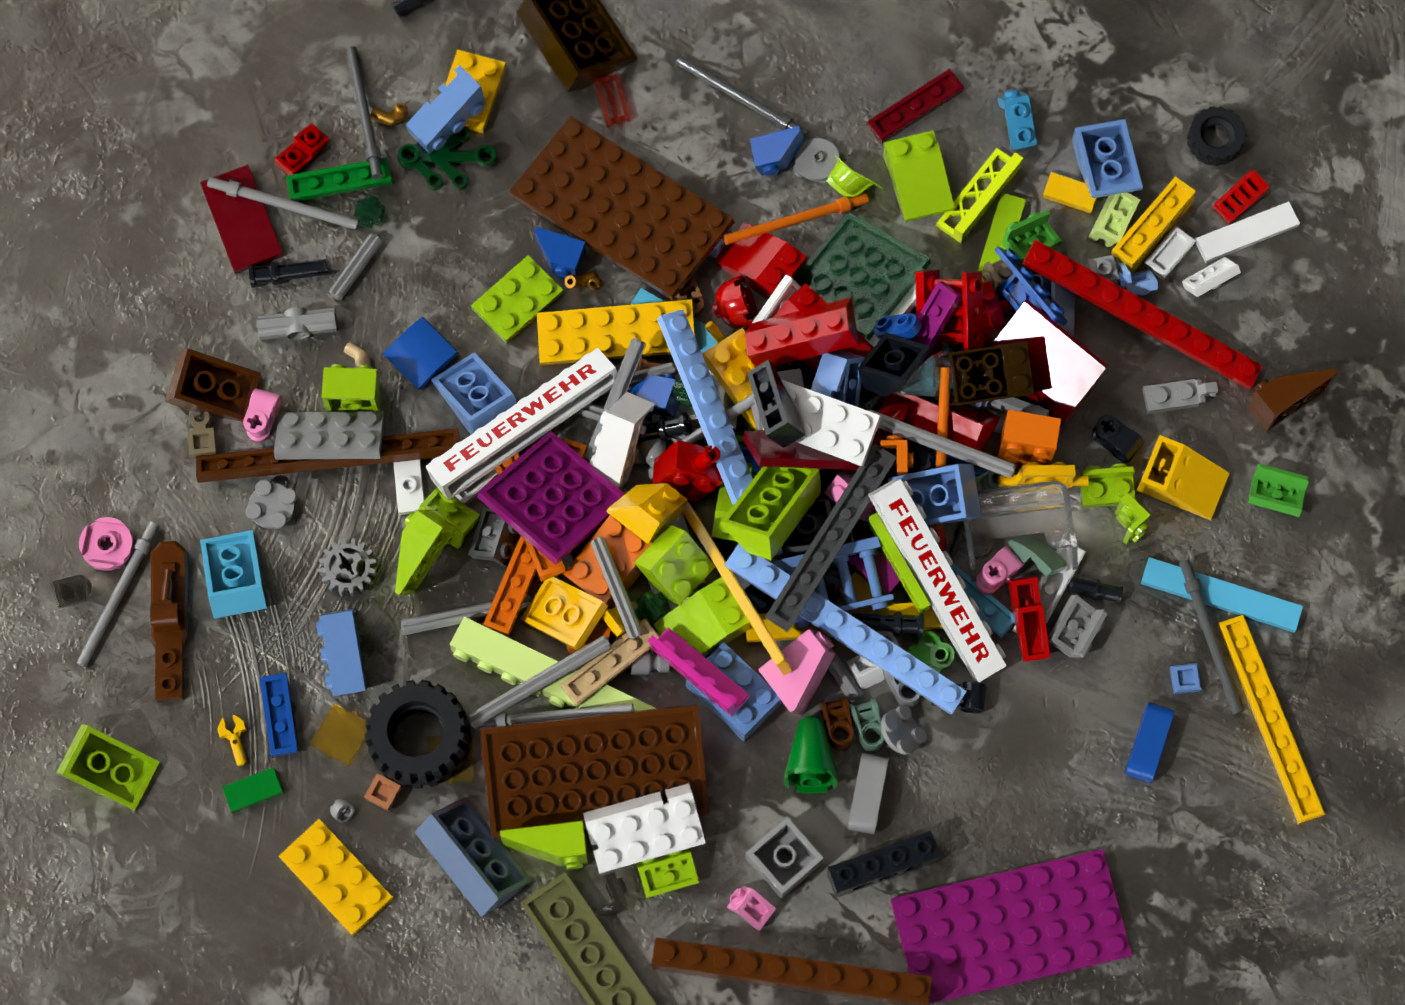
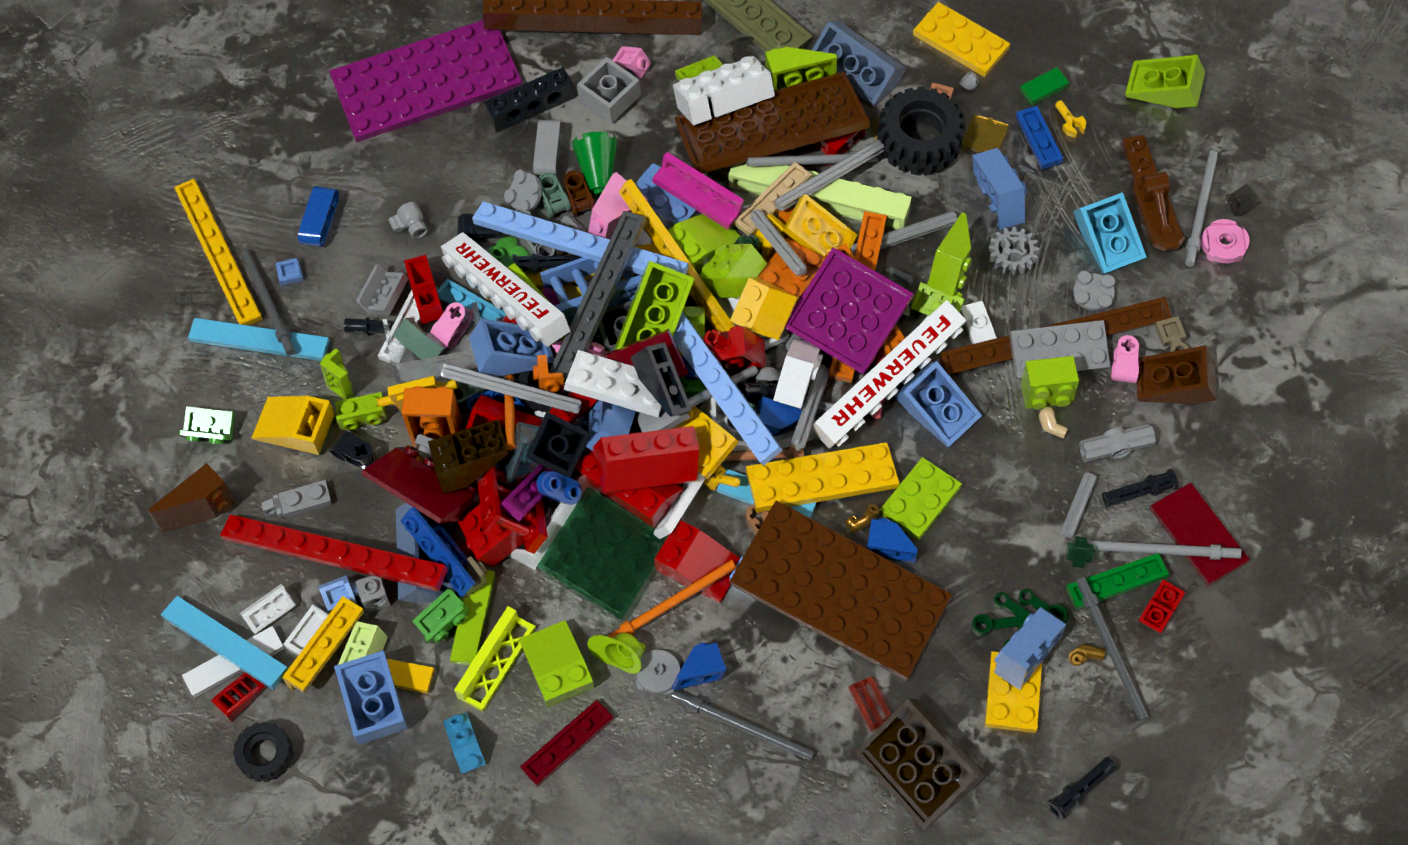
camera: 175 degrees right, 10 degrees down
(420, 353) = (997, 435): blue slope -> none
(735, 304) = (715, 512): red cylinder -> none
(1038, 722) = (409, 217): none -> light grey piece
(1256, 246) = (224, 642): none -> medium azure tile

